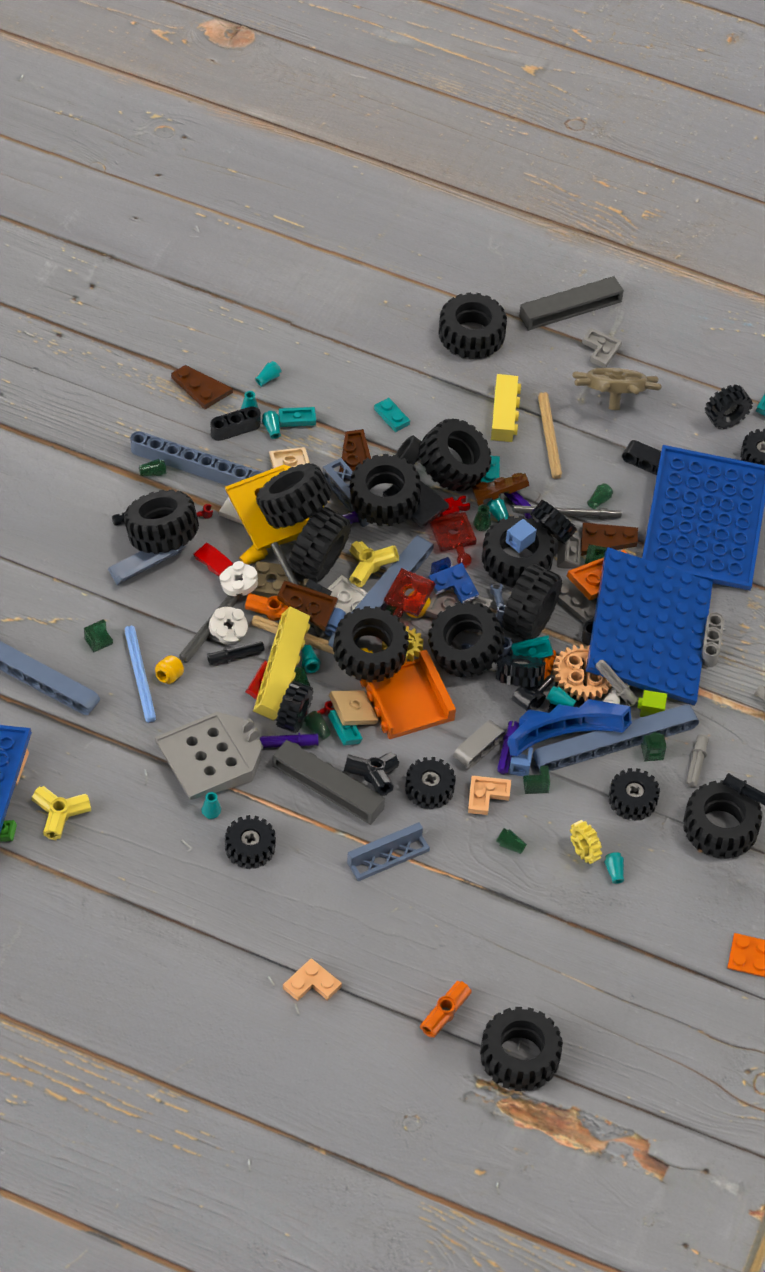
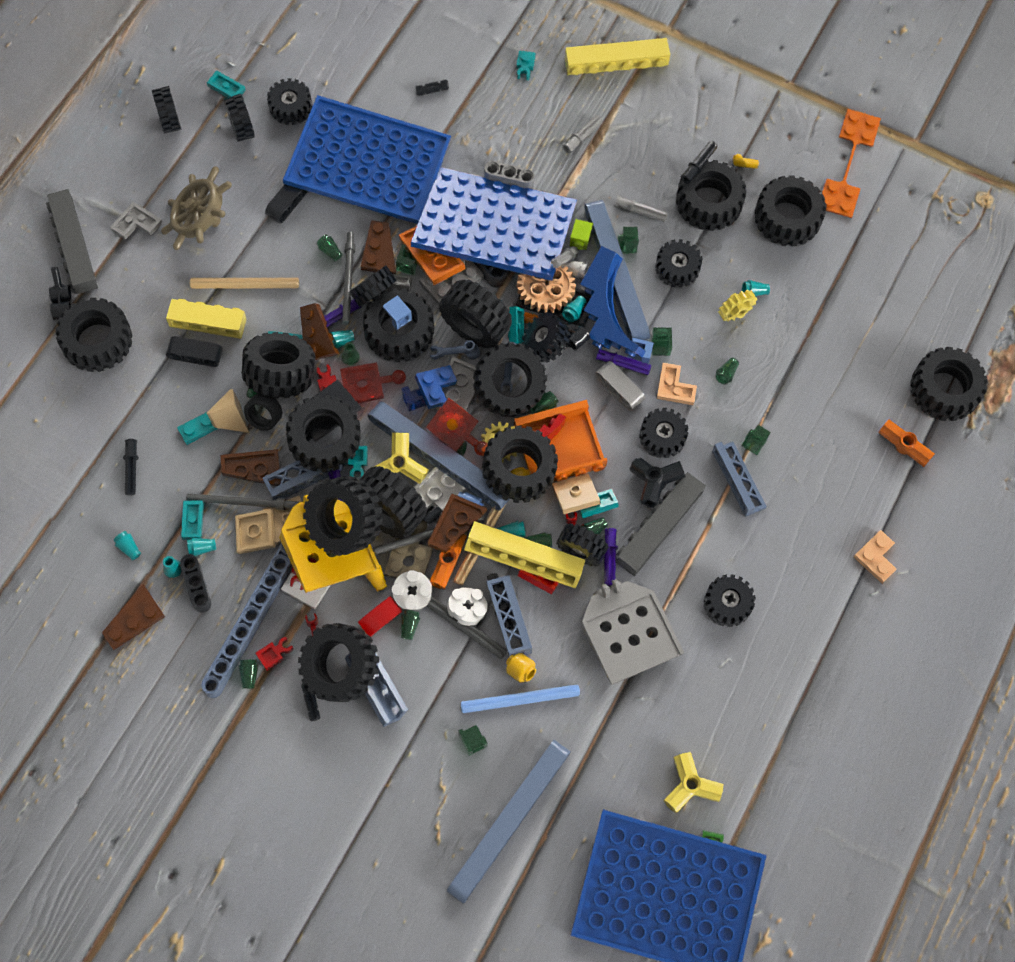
camera: 85 degrees left, 15 degrees up
(172, 481) = (271, 654): none -> red plate
(208, 583) = (409, 624): none -> clear green cone
(211, 807) = (686, 638): teal cone -> none
(221, 661) = (516, 615): none -> sand blue fence
(319, 439) = (279, 504): none -> dark grey bar
(347, 368) = (130, 466): none -> black axle
(371, 533) = (359, 460): none -> teal plate
(404, 427) = (228, 413): none -> tan slope
(413, 679) = (554, 426): none -> red slope
(433, 861) = (756, 439): none -> clear green brick
(451, 681) = (547, 402): none -> clear green cone
(469, 401) = (194, 351): none -> black beam
(512, 299) = (59, 295): none -> black beam
(723, 874) = (796, 192): none -> black tyre
(725, 351) = (166, 109): none -> black bush

